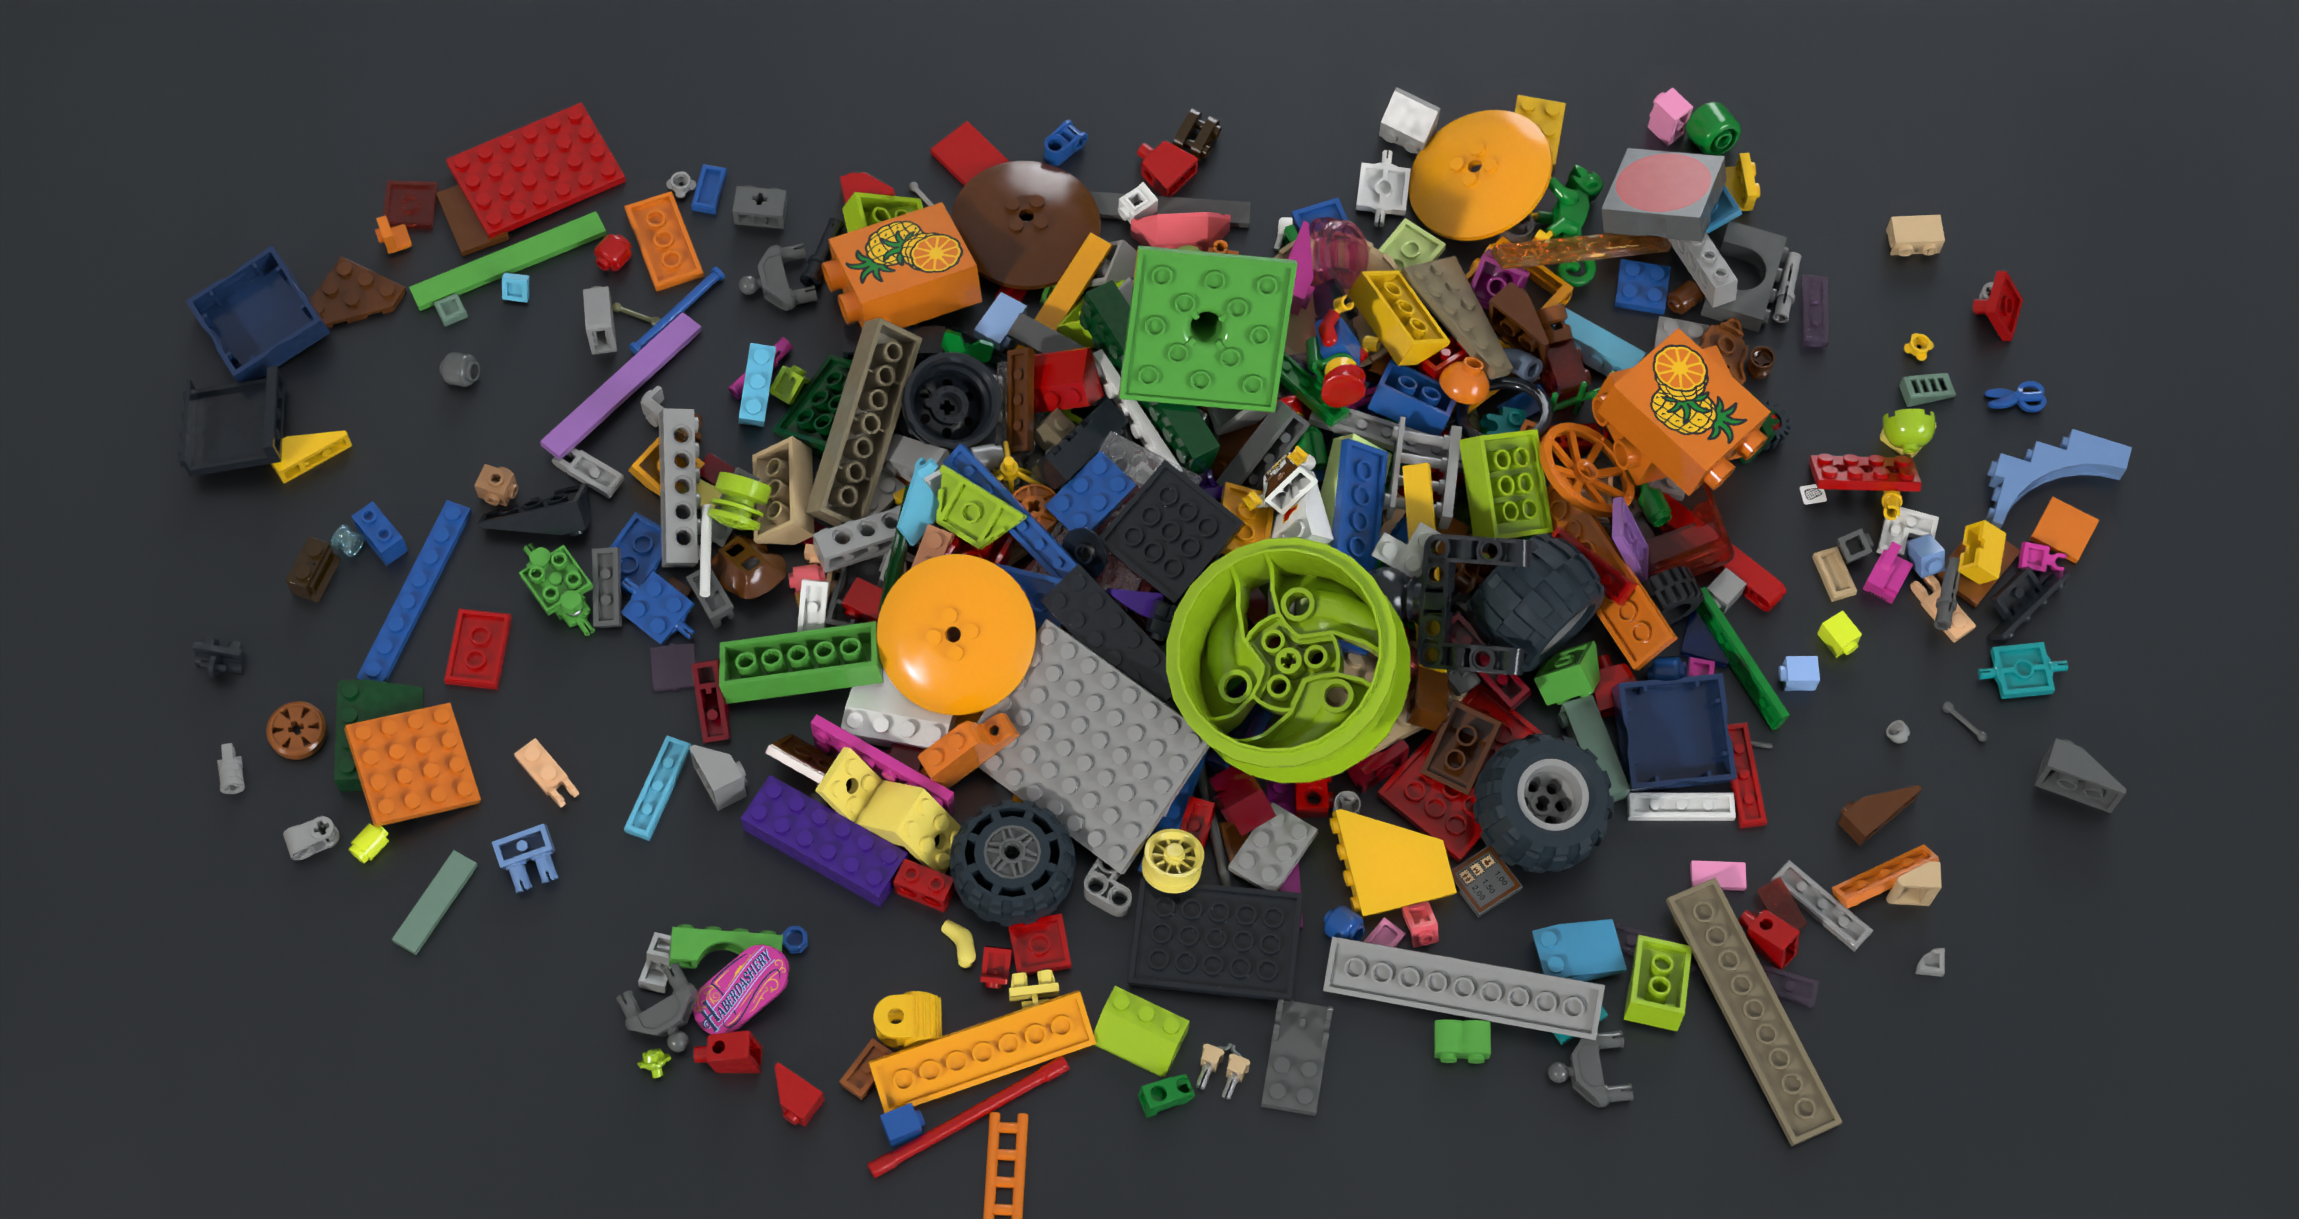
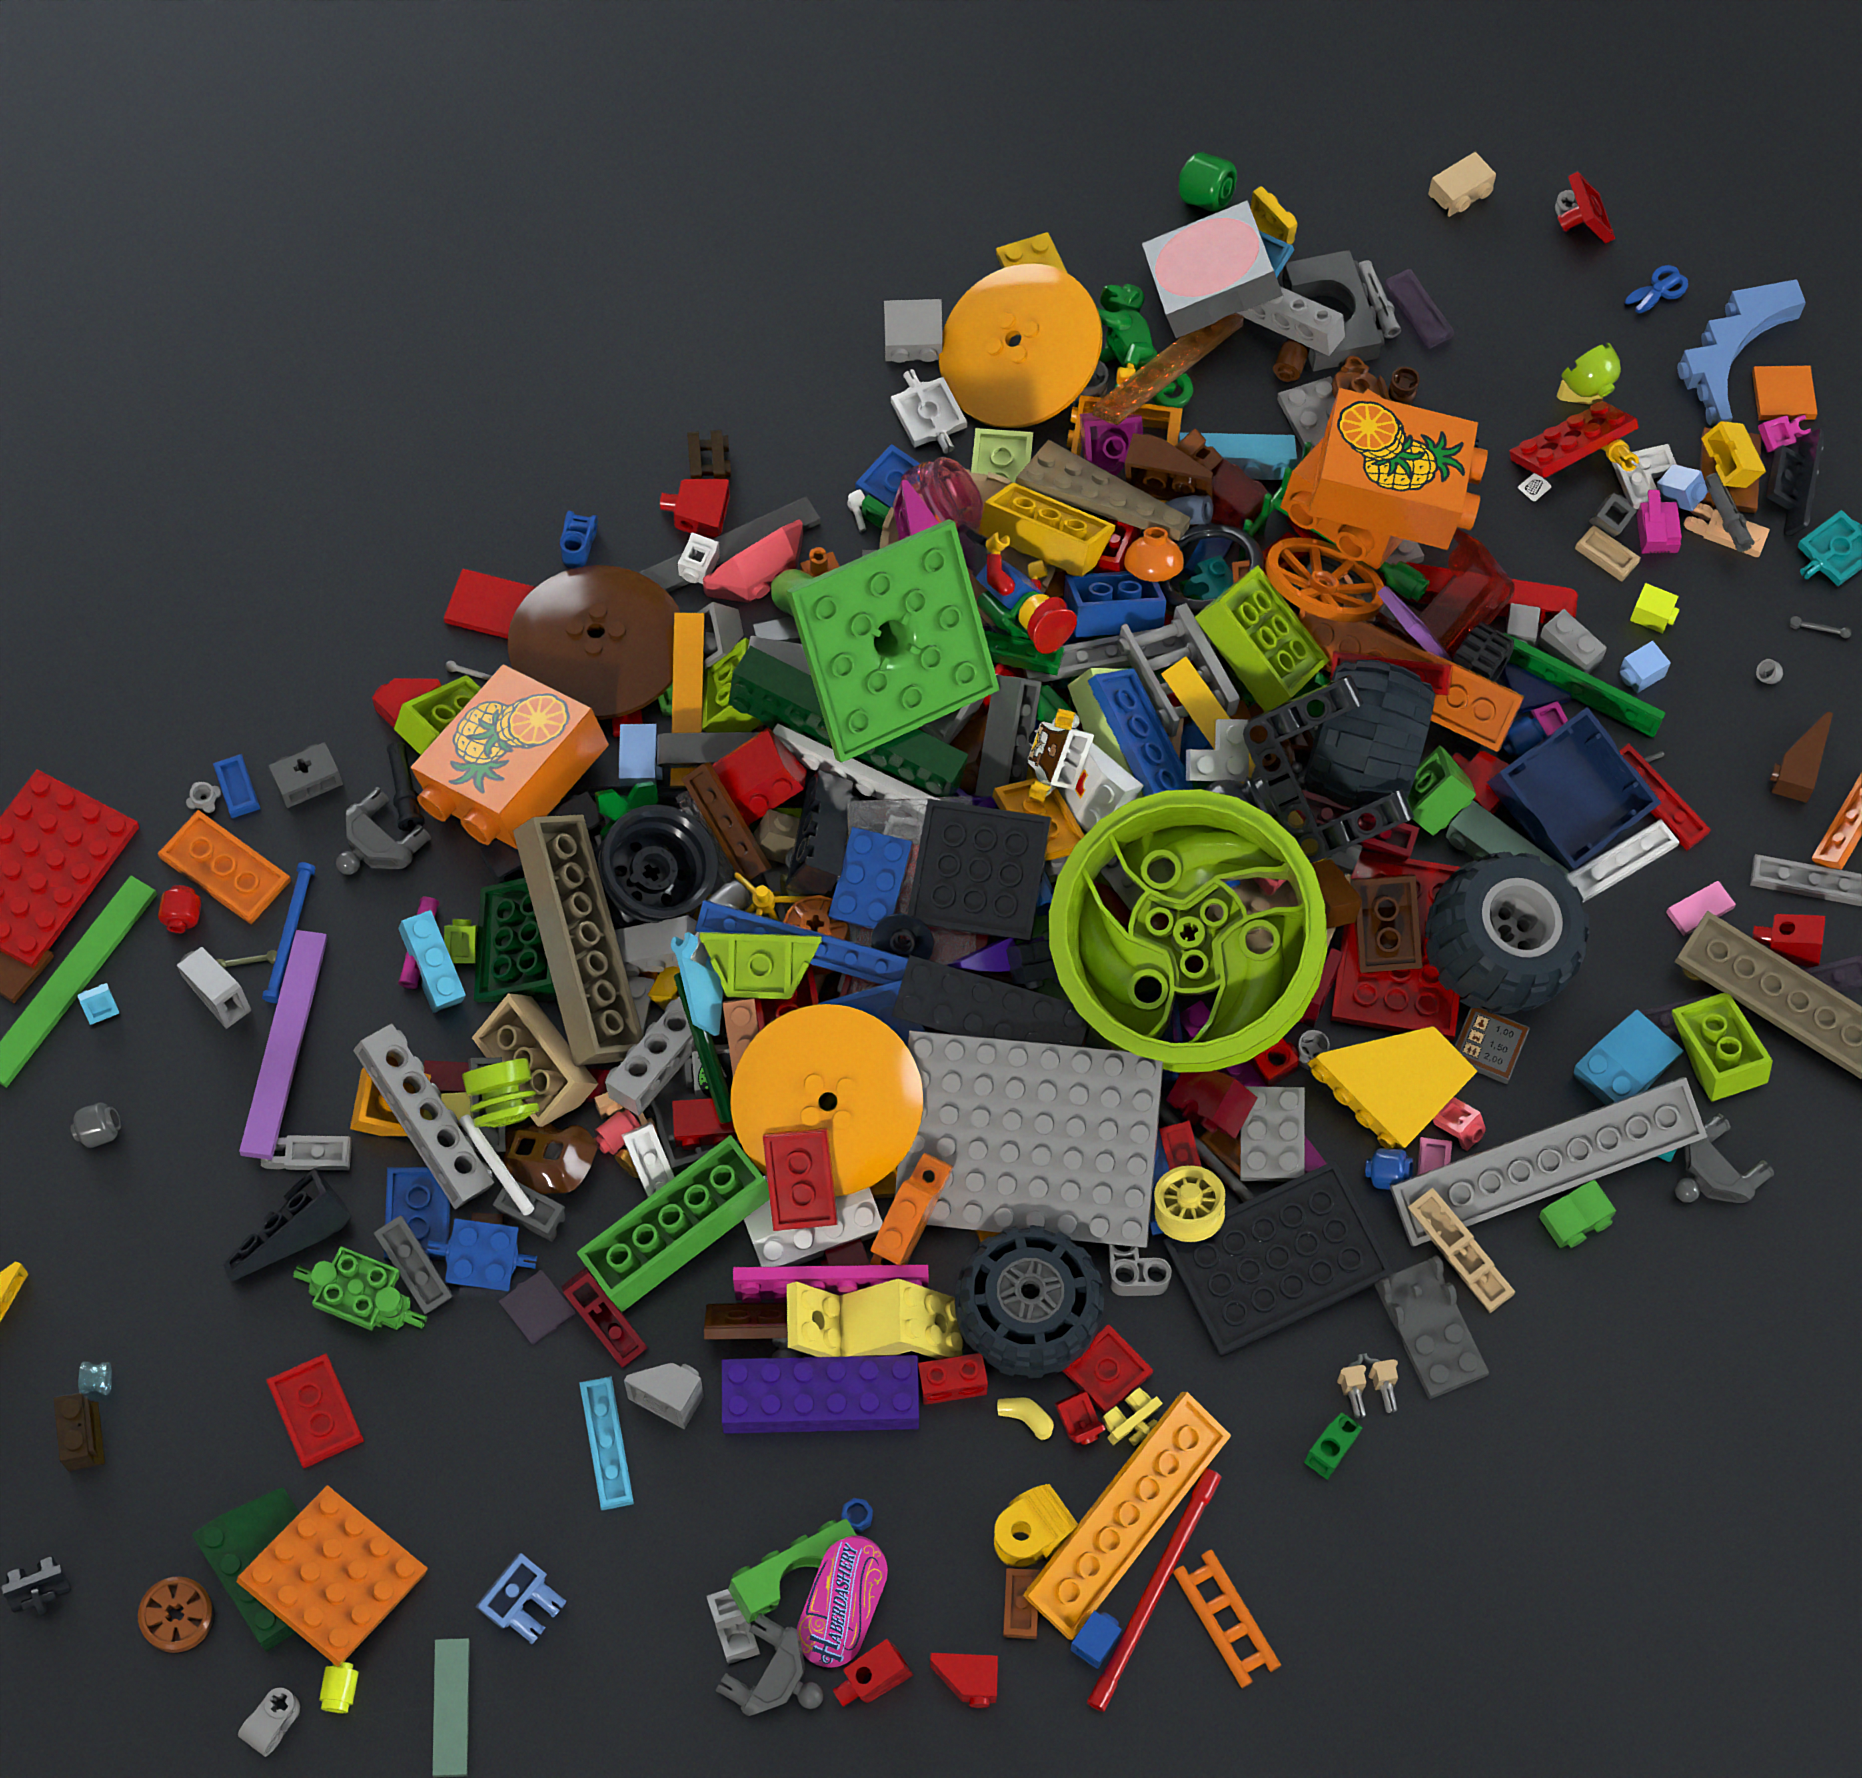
camera: 30 degrees left, 0 degrees up
(230, 771) = (132, 1702): light grey hinge -> none
(379, 533) = (126, 1349): blue brick -> none
(415, 592) = (206, 1392): blue plate -> none
(450, 309) = (40, 1067): sand green tile -> none
(496, 485) = (221, 1225): medium nougat brick -> none
(545, 771) = (476, 1497): light nougat hinge -> none
(651, 405) = (334, 1050): light grey bracket -> none
(654, 1061) = (799, 1731): lime plant -> none
(901, 679) = (800, 1179): none -> red tile
(1140, 1031) = (1267, 1396): lime slope -> none
(1355, 1013) = (1461, 1250): none -> tan slope
(1642, 286) = (1241, 373): blue plate -> none
(1669, 116) = (1159, 191): bright pink brick -> none
(1754, 625) = (1572, 643): none -> light grey brick
(1781, 903) = (1777, 899): clear red plate -> none
(1911, 398) = (1558, 339): sand green slope -> none
(1922, 341) = (1536, 283): yellow plate -> none

